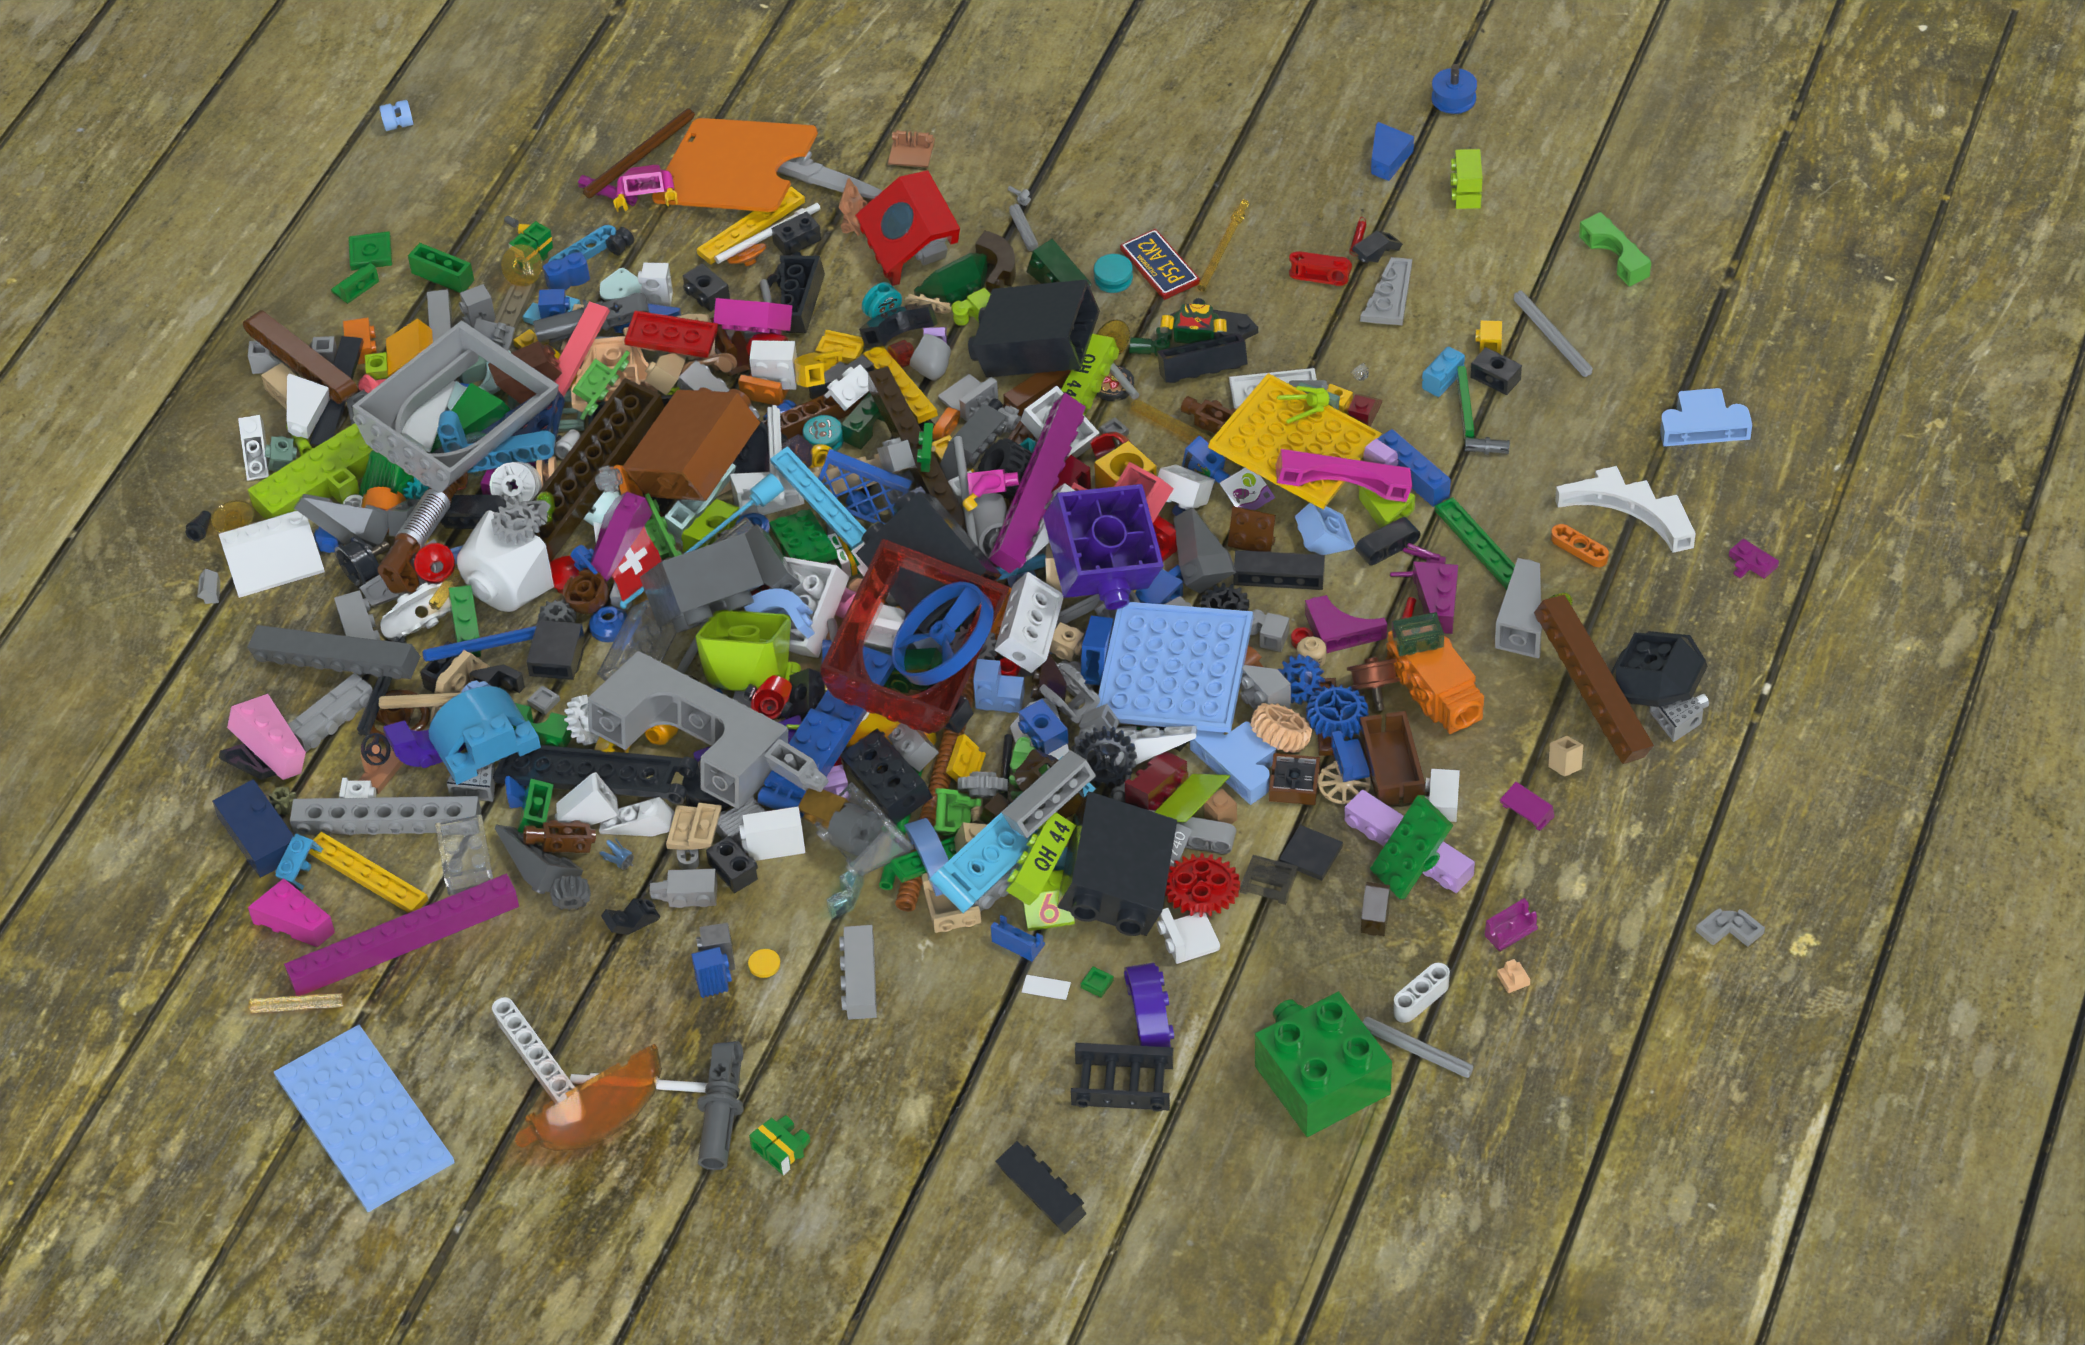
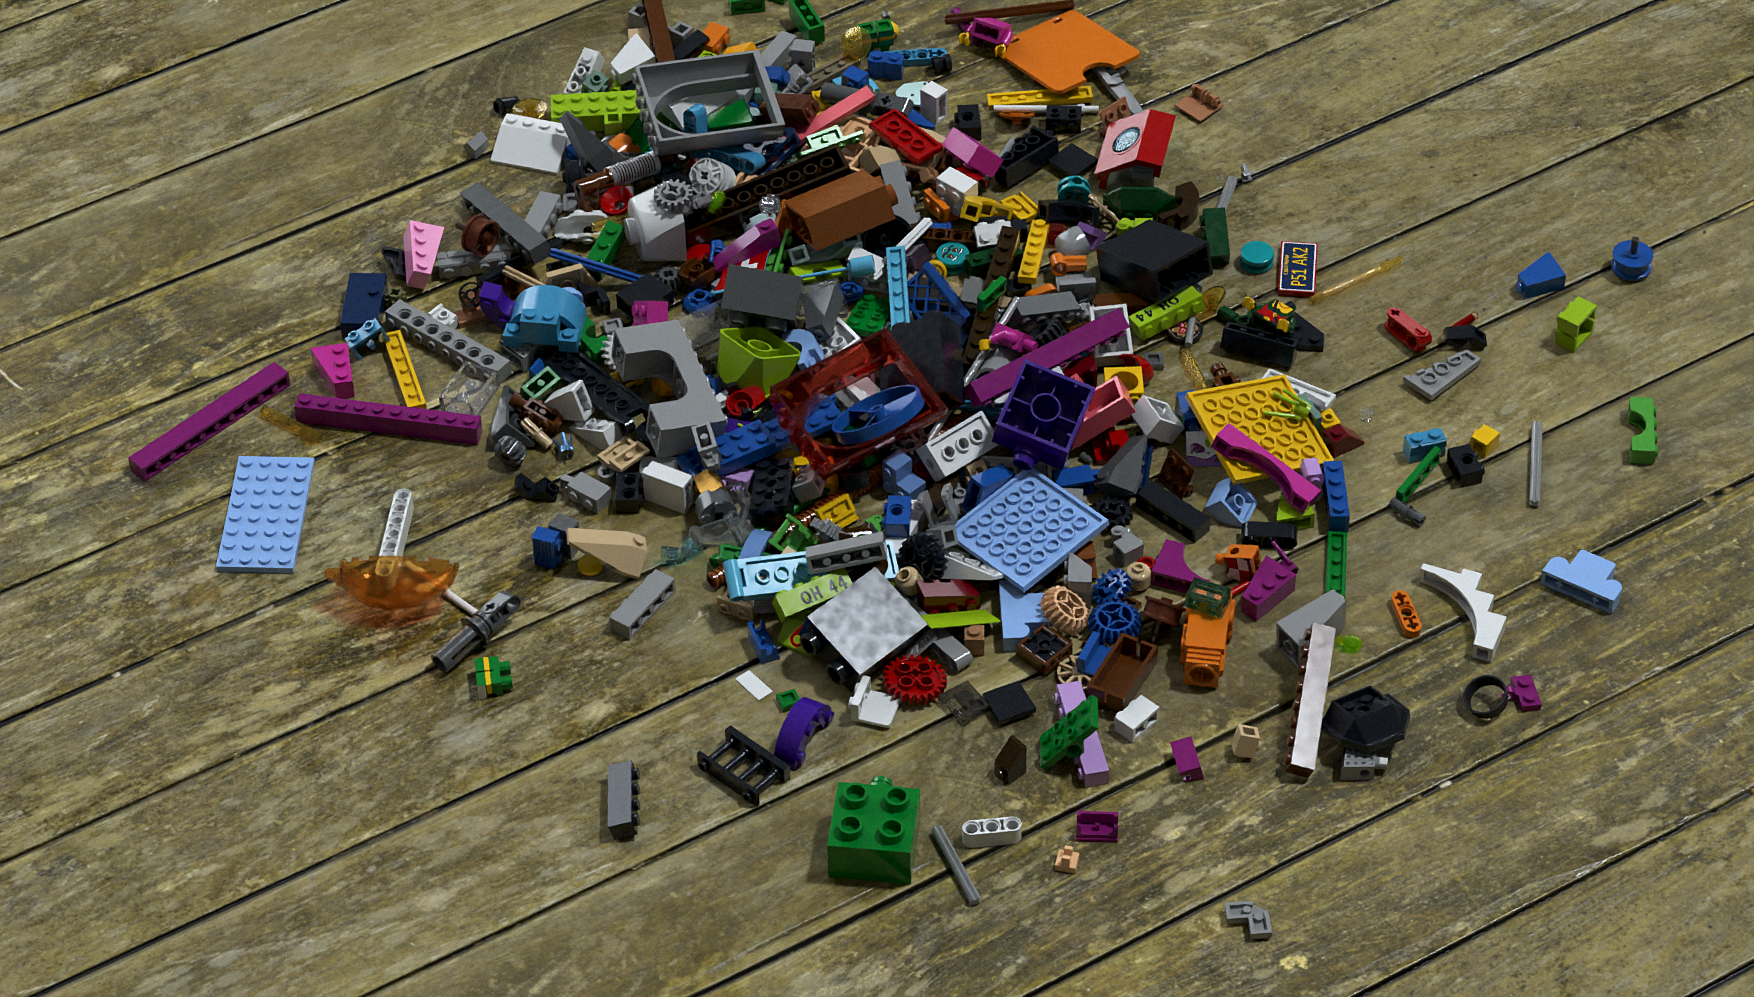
camera: 35 degrees right, 5 degrees down
(203, 1054) = (209, 421): none -> magenta brick
(326, 679) = (479, 235): none -> copper wheel
(579, 857) = (536, 433): none -> tan axle
(589, 666) = (649, 312): none -> dark pink brick
(783, 930) = (617, 548): none -> tan wedge
(846, 272) = (1072, 161): none -> black tile
(941, 381) = (1067, 263): none -> orange piece
(1110, 785) = (906, 580): none -> tan head
(1393, 582) = (1240, 561): none -> torso
(1730, 562) = (1476, 684): none -> black tyre

